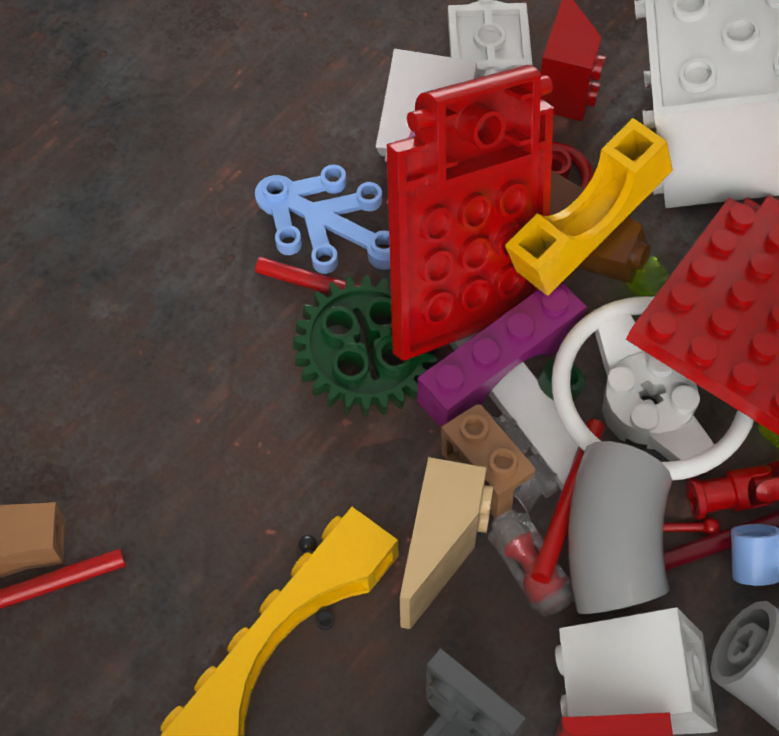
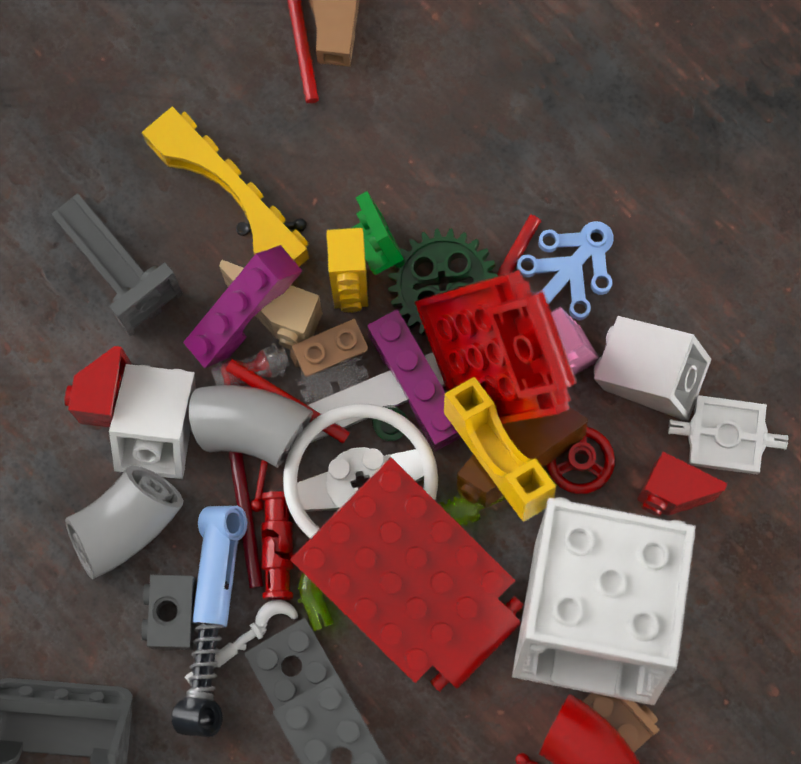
camera: 100 degrees right, 15 degrees up
(318, 426) = (379, 243): none -> green bracket
(386, 421) = (347, 269): none -> yellow brick
(441, 528) = (256, 286): none -> magenta arch

